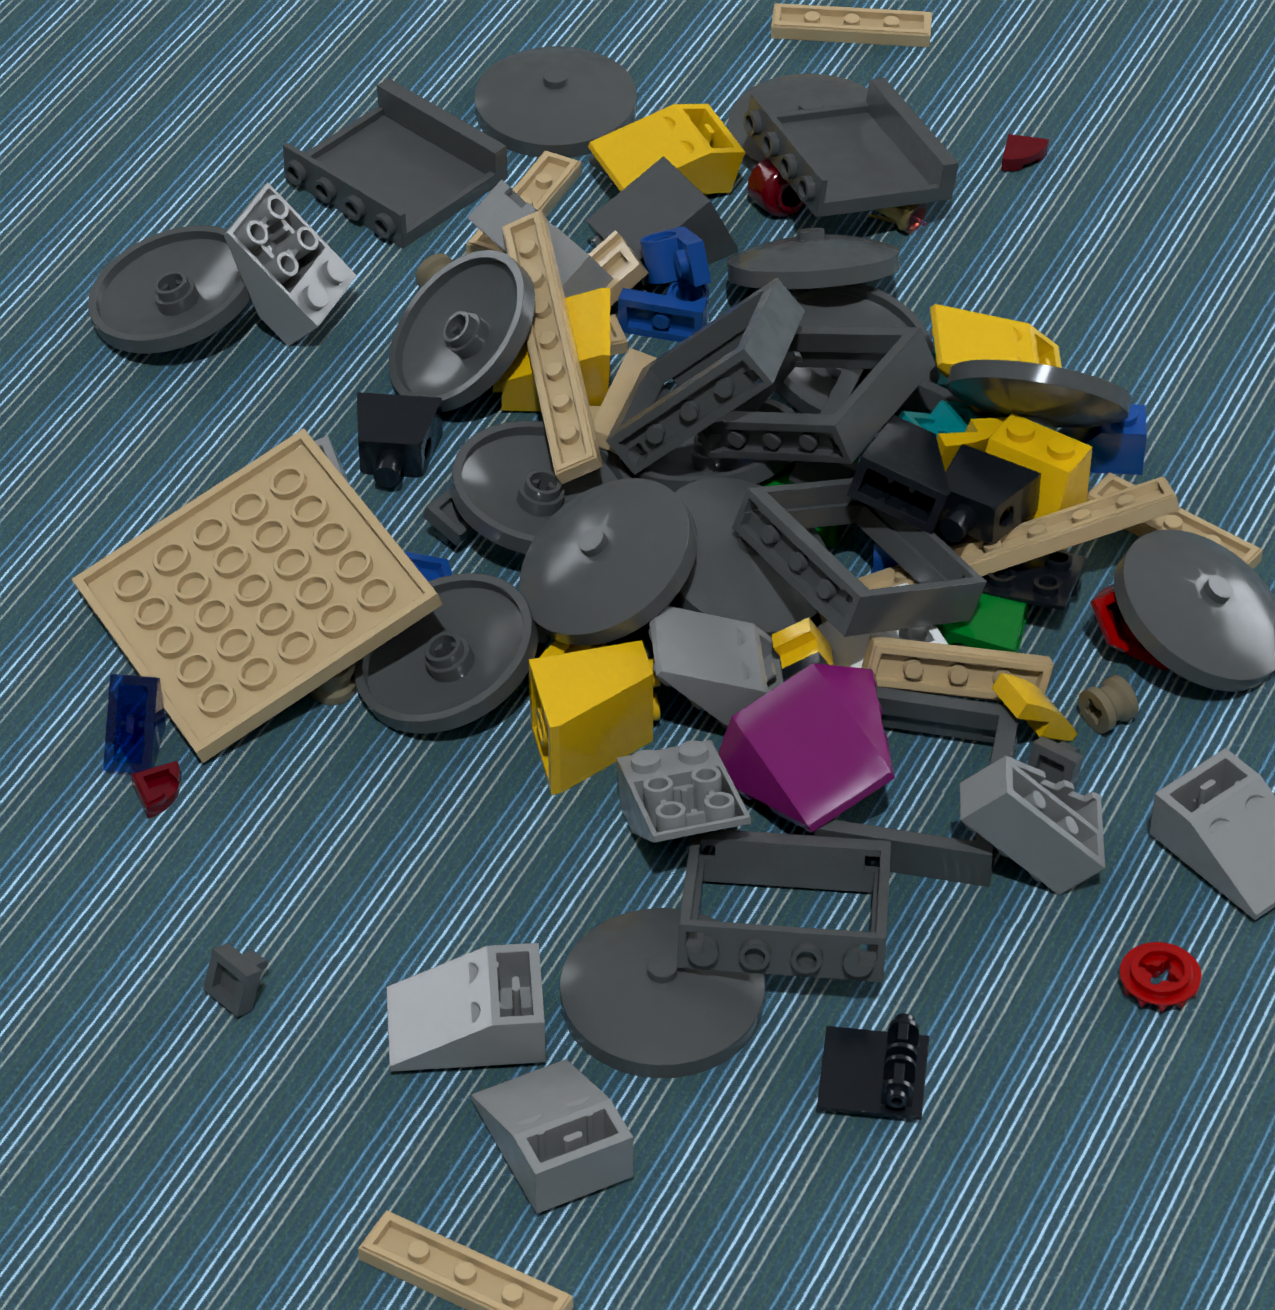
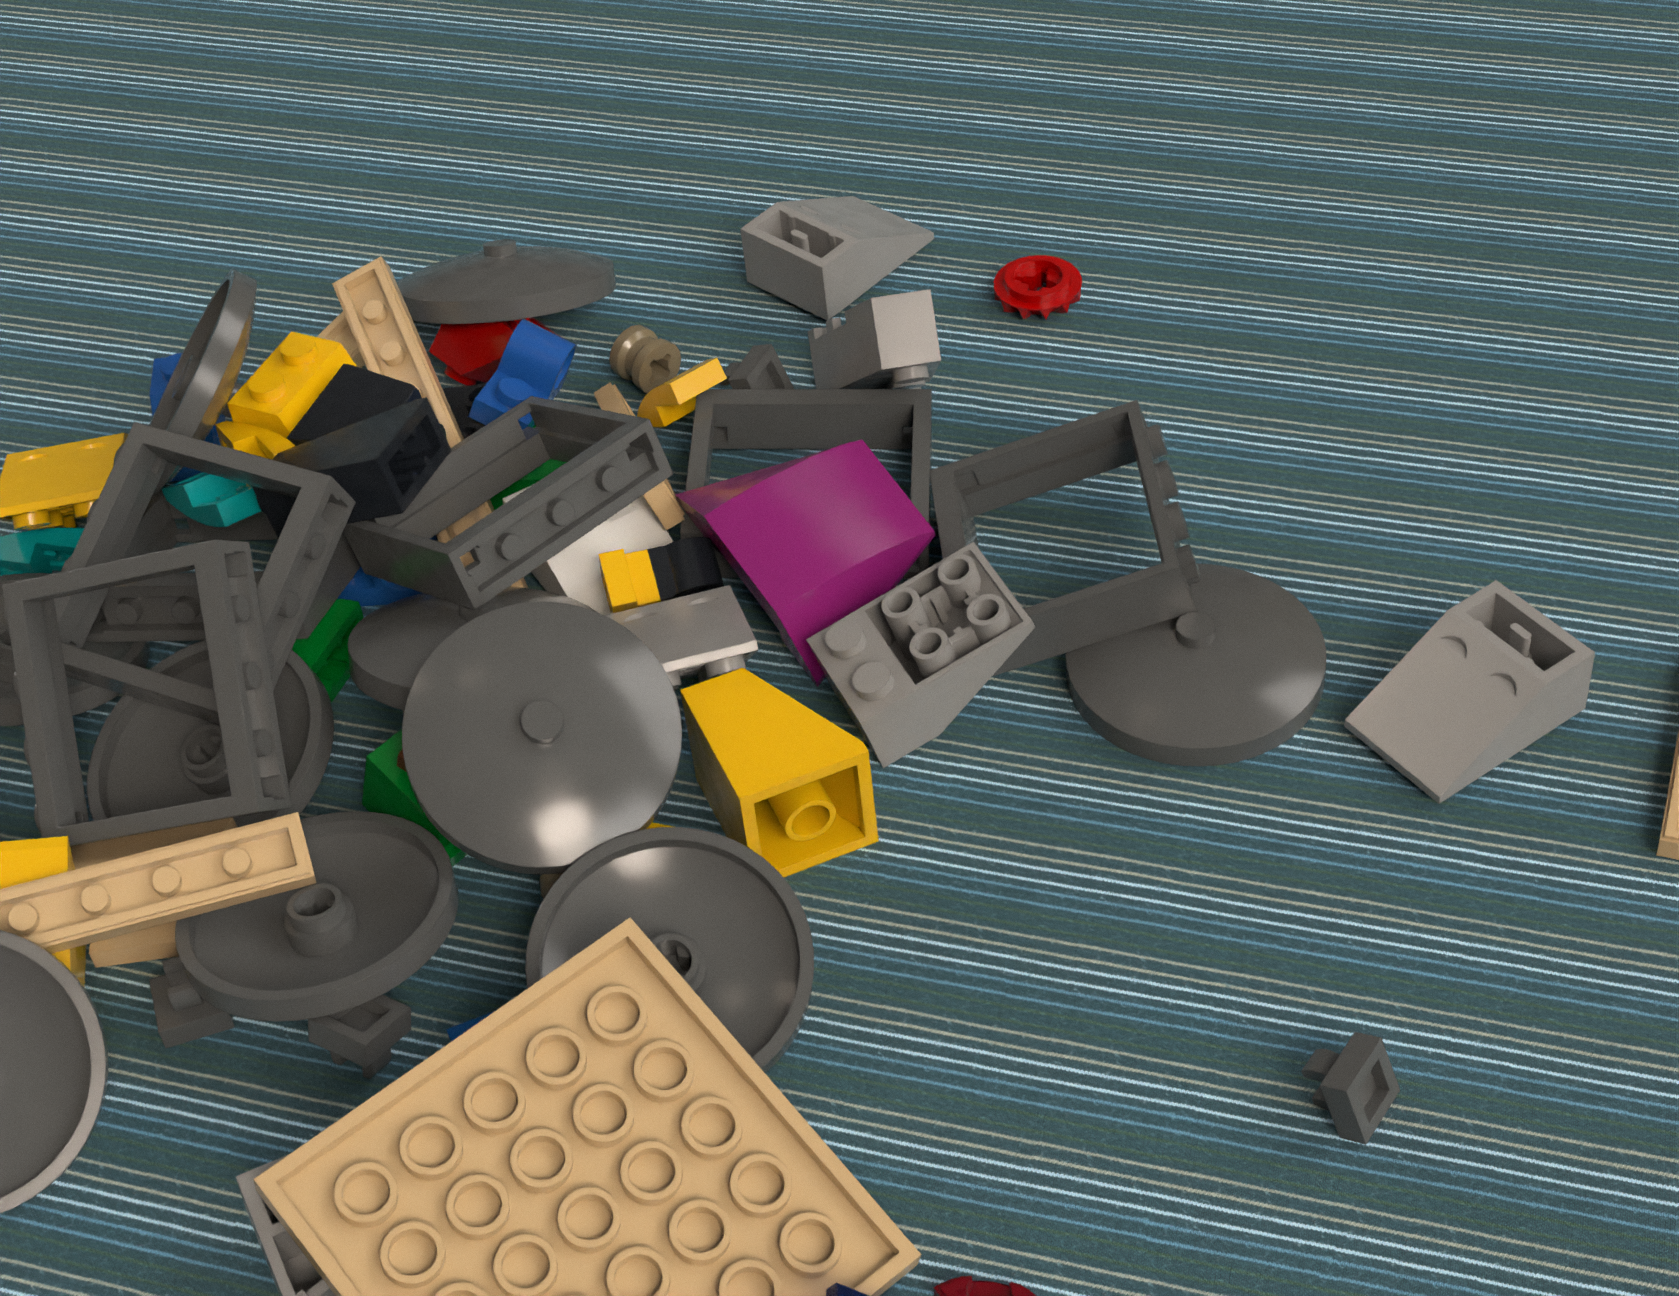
camera: 95 degrees left, 0 degrees up
(397, 435) = (162, 1159): black torso -> none
(470, 1012) = (1322, 808): light grey slope -> none
(875, 1070) = (1252, 465): black hinge -> none
(1047, 603) = (531, 365): none -> blue plate

